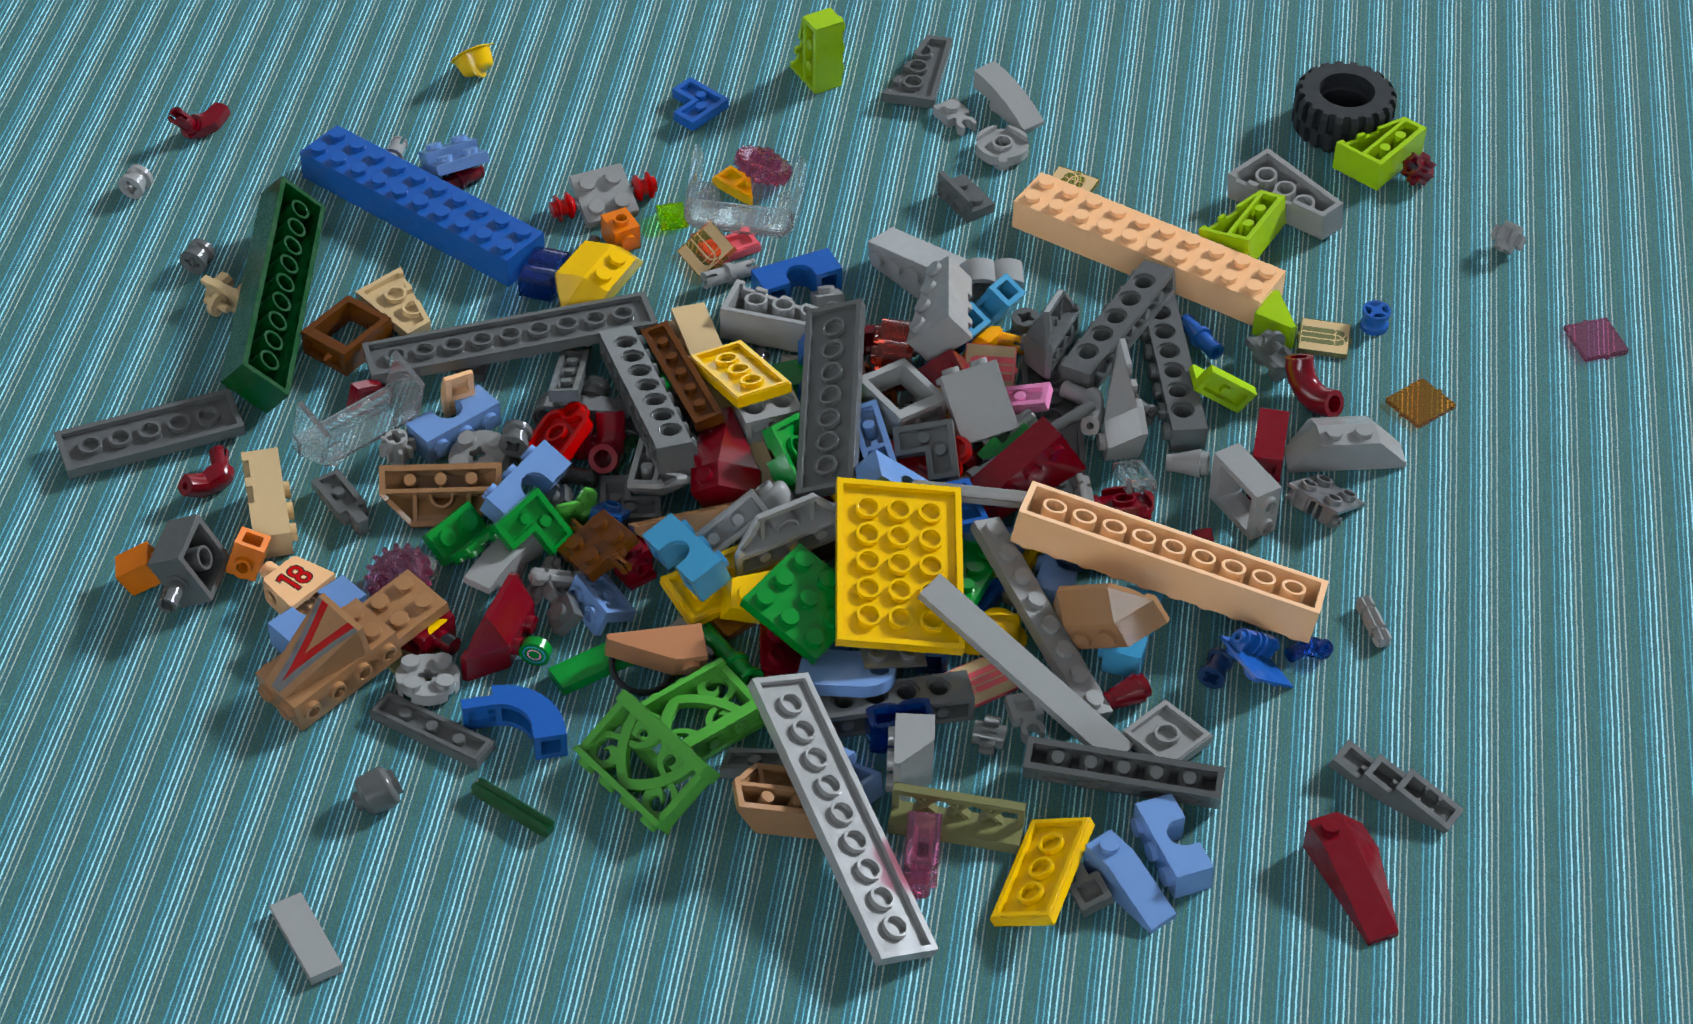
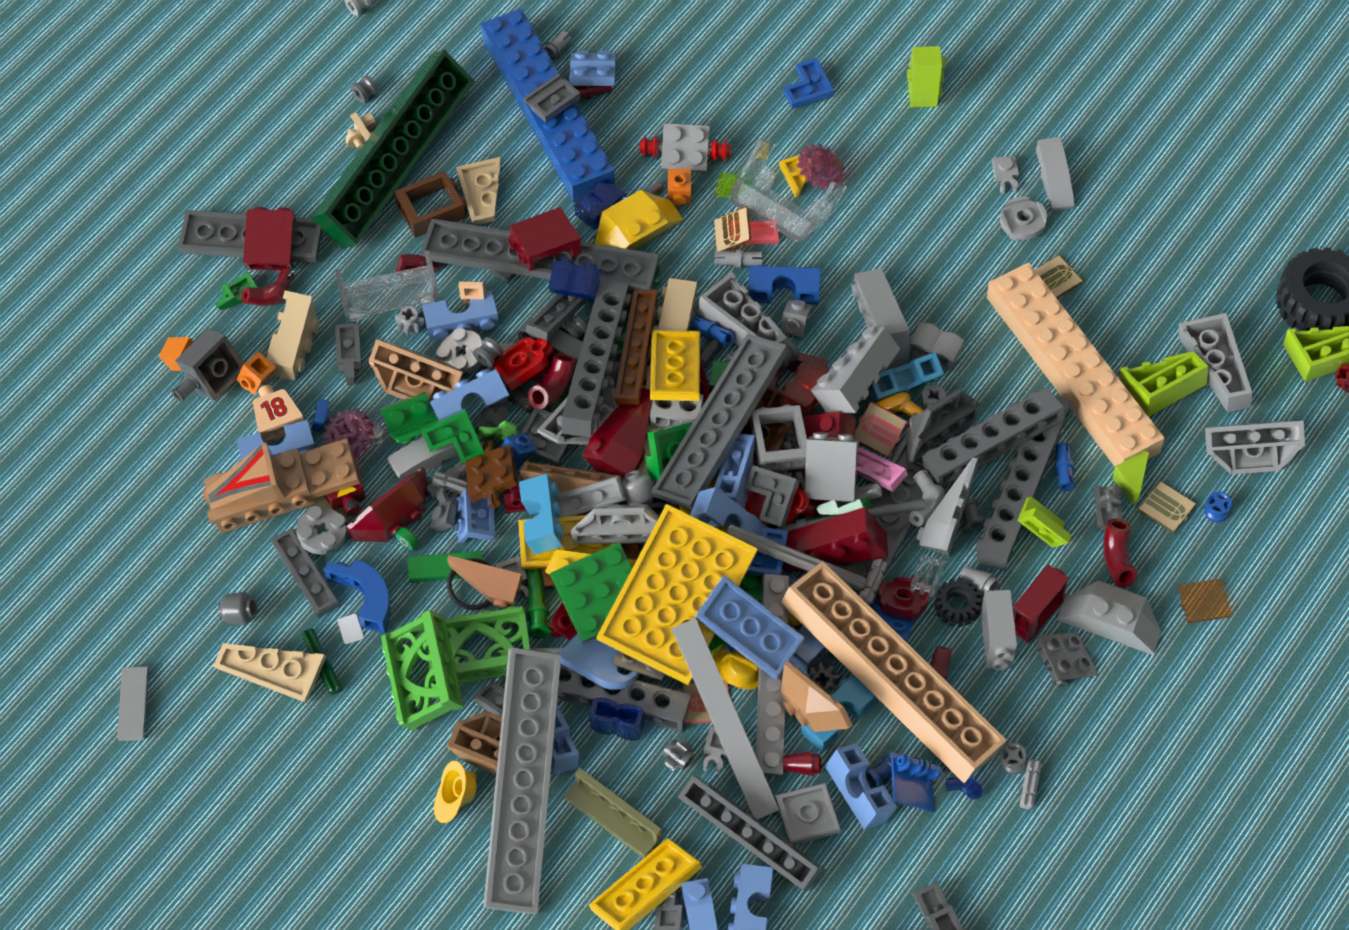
camera: 30 degrees right, 15 degrees up
(165, 492) = (233, 291): none -> green slope
(179, 424) = (269, 239): none -> dark red panel
(352, 566) = (321, 415): none -> blue plate
(433, 185) = (552, 98): none -> dark grey plate
(467, 833) = (274, 669): none -> tan wing
(508, 310) = (543, 237): none -> dark red panel
(524, 765) = (350, 629): none -> white sticker
(571, 337) = (574, 279): none -> clear blue brick
(760, 867) = (455, 791): none -> yellow piece
(765, 340) = (712, 330): none -> blue pin
(912, 751) = (607, 749): light grey slope -> none
(922, 75) = (1003, 122): dark grey wing -> none
(922, 852) = (569, 825): clear pink torso -> none
(964, 196) = (964, 256): dark grey bracket -> none
(997, 569) = (749, 627): none -> medium blue tile
(1182, 678) = (848, 771): none -> medium blue arch
(1183, 478) = (958, 589): none -> black tyre
(1341, 603) = (1017, 752): none -> dark grey wheel
(1375, 251) = (1255, 445): none -> light grey wedge

